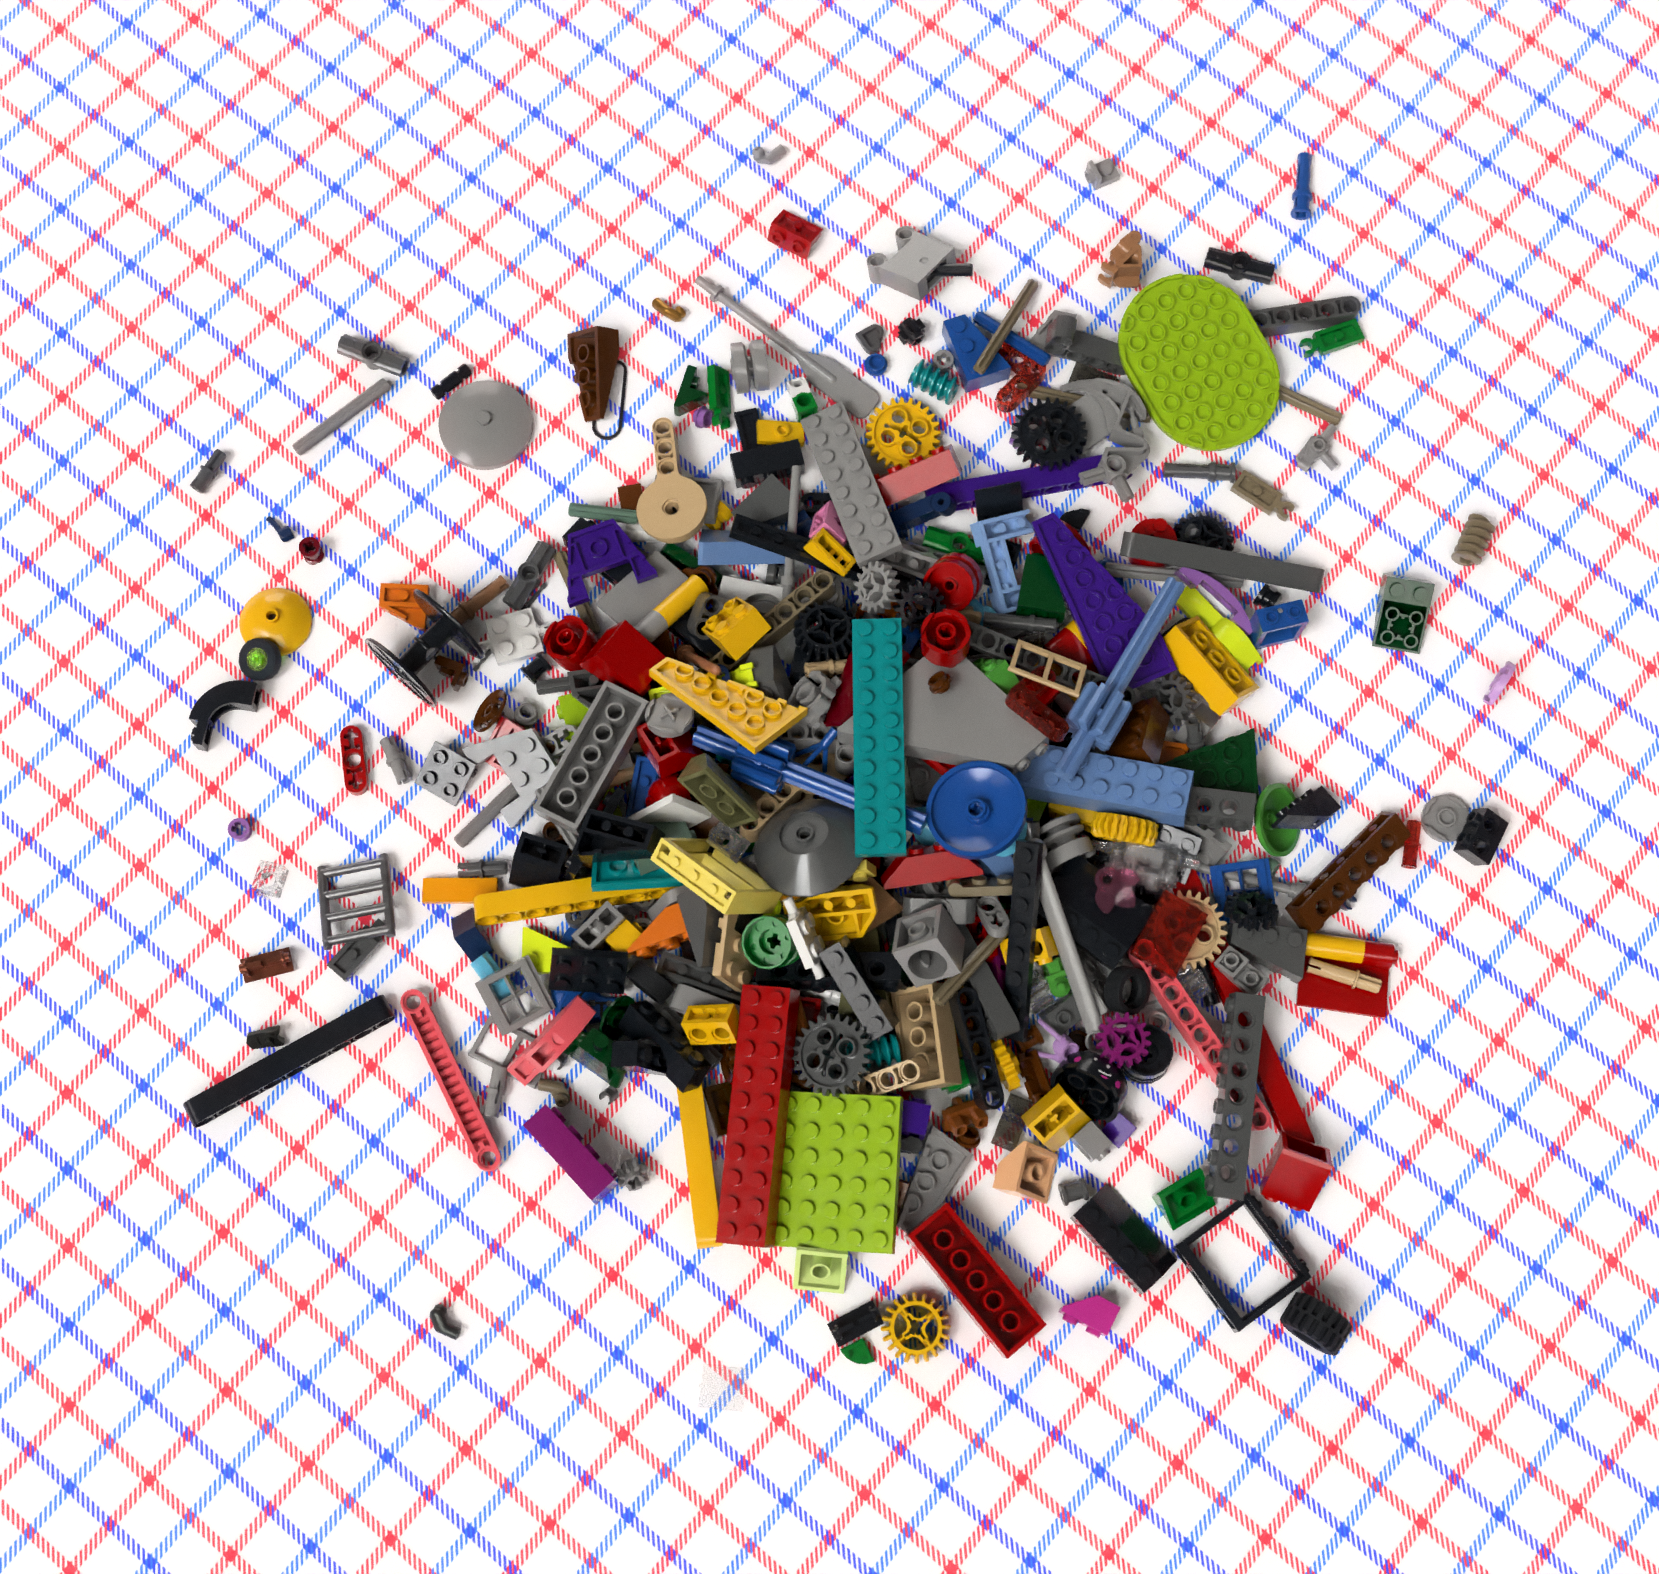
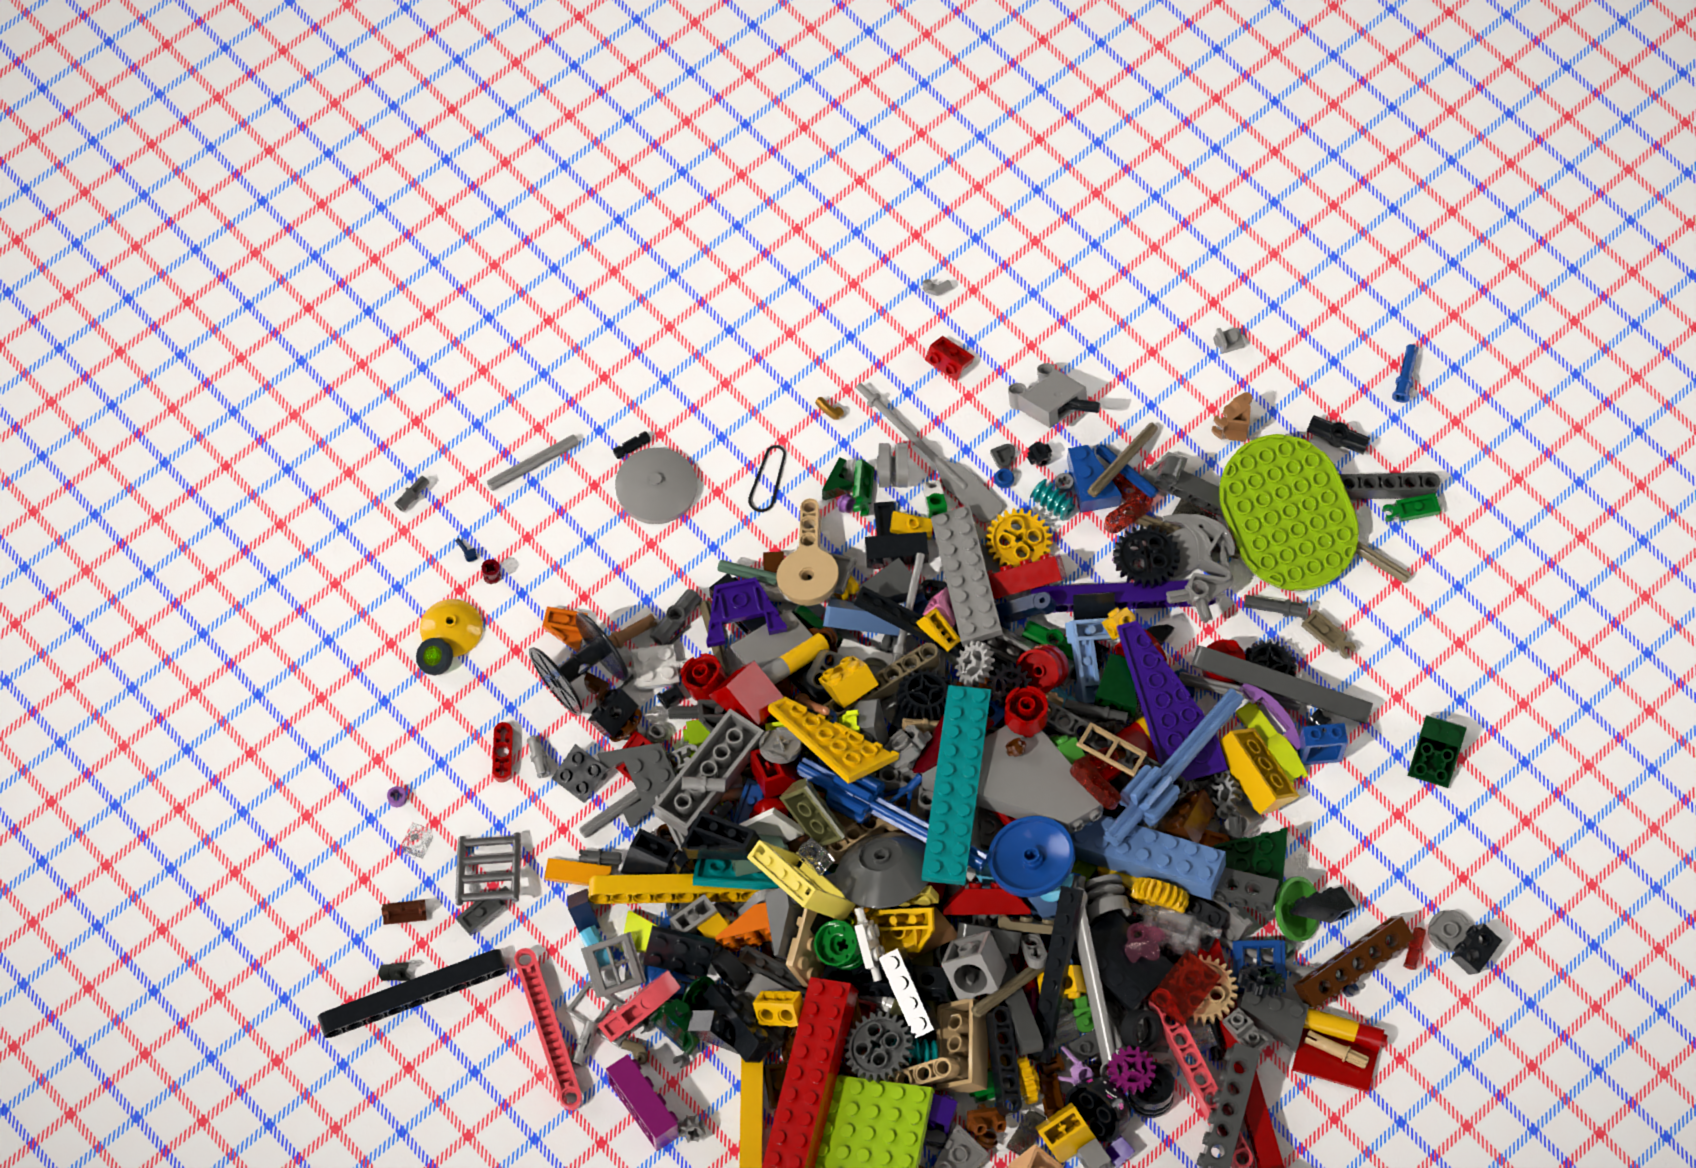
camera: 10 degrees right, 10 degrees down
(218, 701) = (394, 686): black arch -> none
(361, 350) = (557, 409): dark grey piece -> none
(485, 691) = (623, 707): none -> black brick
(587, 774) = (703, 784): none -> light grey pin
(594, 358) = (758, 443): reddish brown wedge -> none
(1028, 512) = (1116, 618): none -> yellow brick
(1316, 449) = (1383, 600): light grey piece -> none
(1473, 541) = (1510, 697): dark tan piece -> none
(1499, 683) = (1512, 820): lavender tile -> none

